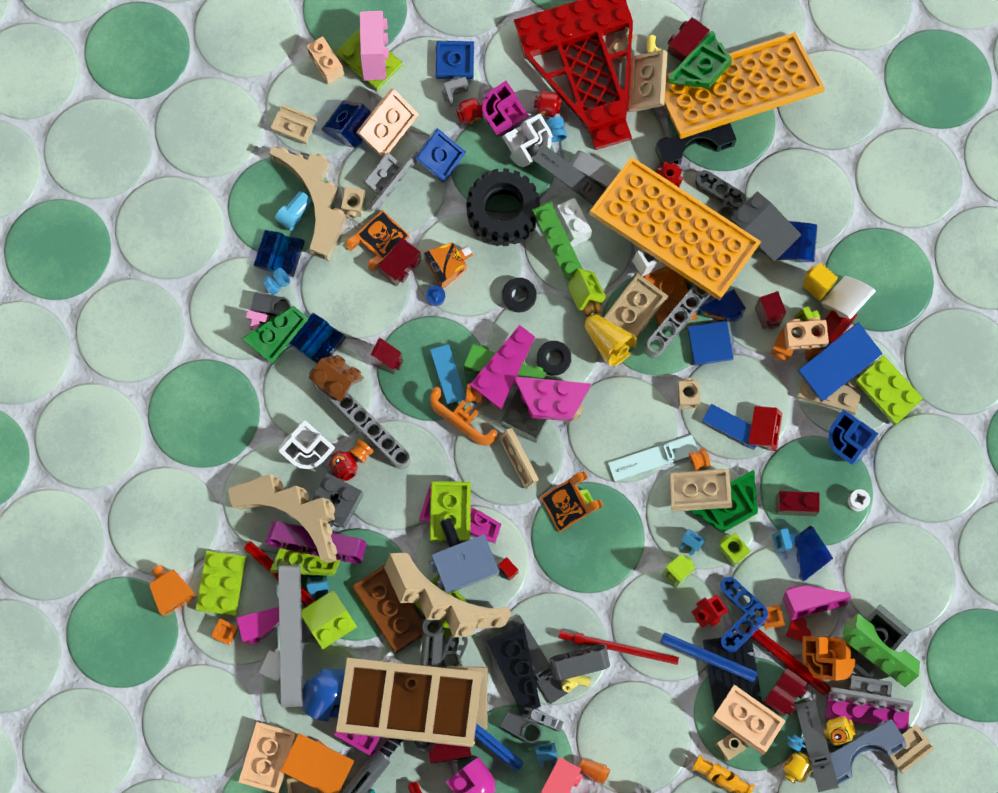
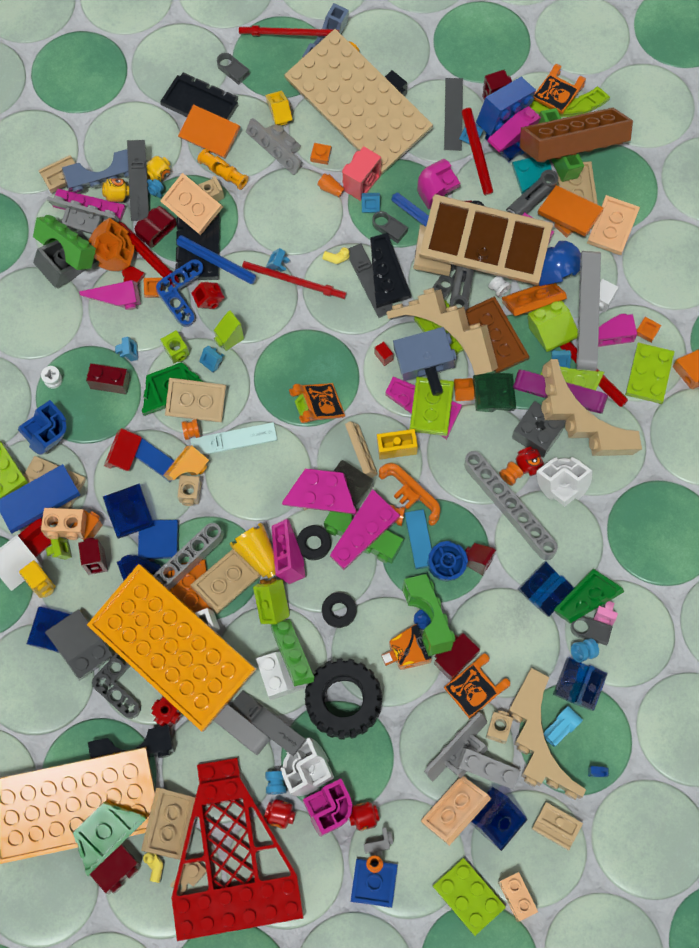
camera: 170 degrees left, 5 degrees down
(259, 175) = (595, 771): none -> blue tile
(335, 376) = (529, 543): dark orange bracket -> none
(356, 643) = (533, 298): none -> orange tile
(360, 162) = (488, 768): none -> light grey plate
(373, 45) = (463, 904): bright pink wedge -> none
(384, 538) = (494, 392): none -> clear green slope
(417, 346) = (447, 561): none -> blue cylinder
(418, 542) = (464, 389): none -> orange slope
(440, 155) = (402, 767): blue tile -> none
(440, 315) = (420, 594): none -> bright green arch
(455, 64) = (374, 869): none -> orange pin
(482, 465) = (397, 444): none -> yellow brick
(543, 719) = (369, 225): piece -> none
(578, 340) = (287, 555): none -> dark pink slope
(579, 662) = (330, 267): dark grey beam -> none
(642, 666) = (276, 259): none -> dark azure tile
(695, 420) = (188, 461): none -> light orange arch
(744, 362) = (128, 511): none -> clear blue slope
(811, 553) = (106, 335): clear blue wing -> none

